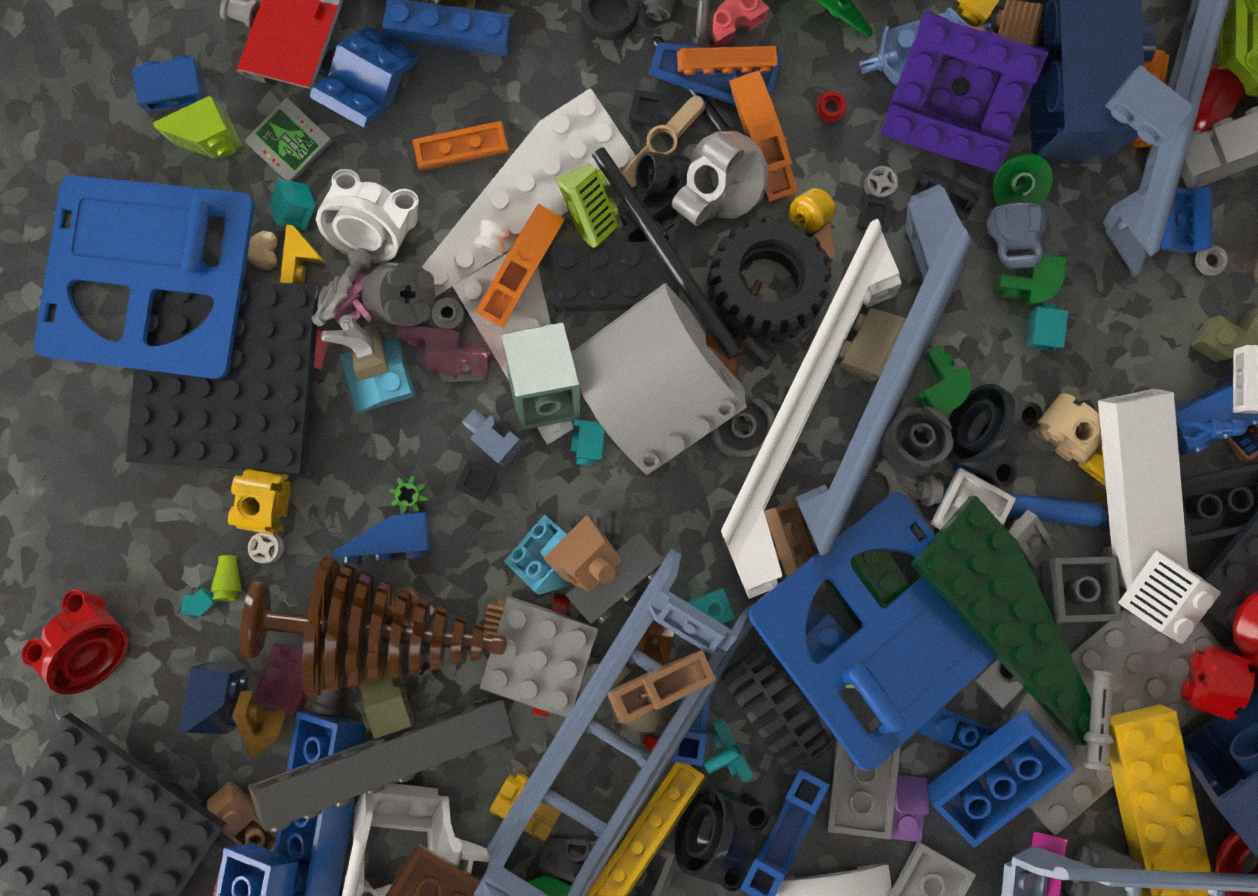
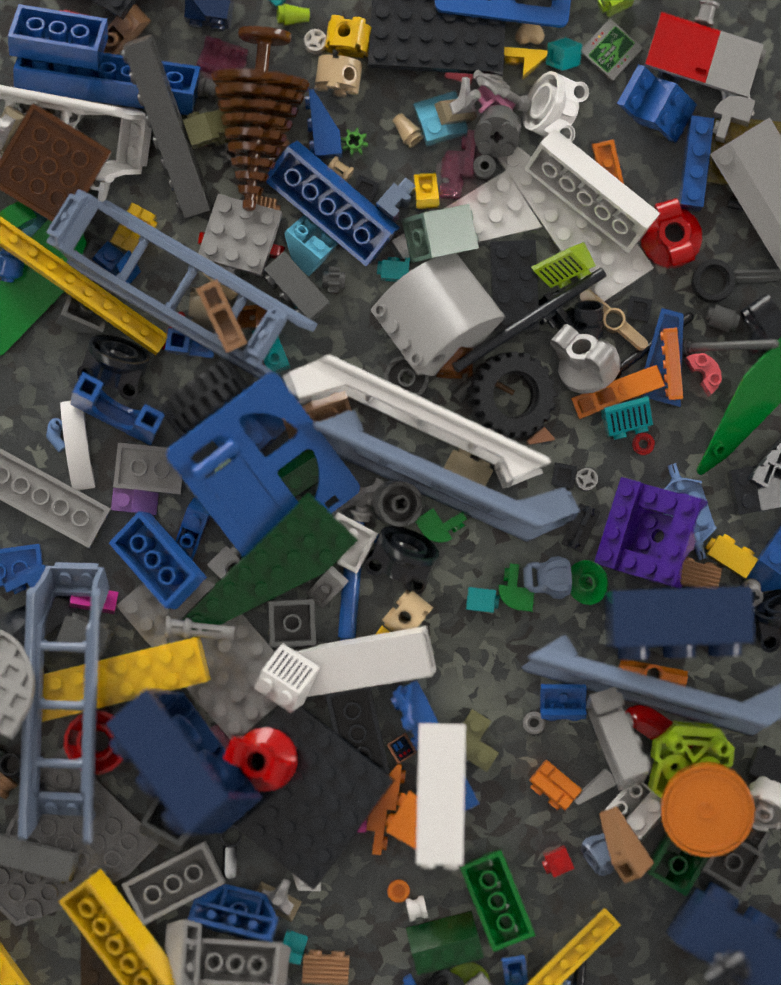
camera: 85 degrees right, 0 degrees up
(256, 726) = (189, 38): pearl gold slope -> none
(314, 515) = (338, 75): none -> tan brick
(394, 420) = (408, 130): none -> tan cone
(447, 526) = (347, 172): none -> tan bush
(479, 394) = (426, 191): none -> yellow slope
(485, 164) = (591, 190): none -> white brick
(492, 237) = (539, 197): white wheel -> none
(495, 528) = (331, 203): none -> blue brick
(520, 265) = (520, 217): orange slope -> none
(553, 83) = (669, 253): none -> red piece
(571, 836) = (114, 261): none -> blue slope
(584, 556) = (311, 264): medium nougat torso -> none
(731, 757) = (172, 373): teal plate -> none
(799, 123) = (627, 418): none -> teal slope
(812, 210) = (564, 428): yellow head -> none
(1149, 106) = (628, 644): sand blue piece -> none
(1218, 682) = (227, 714): red brick -> none

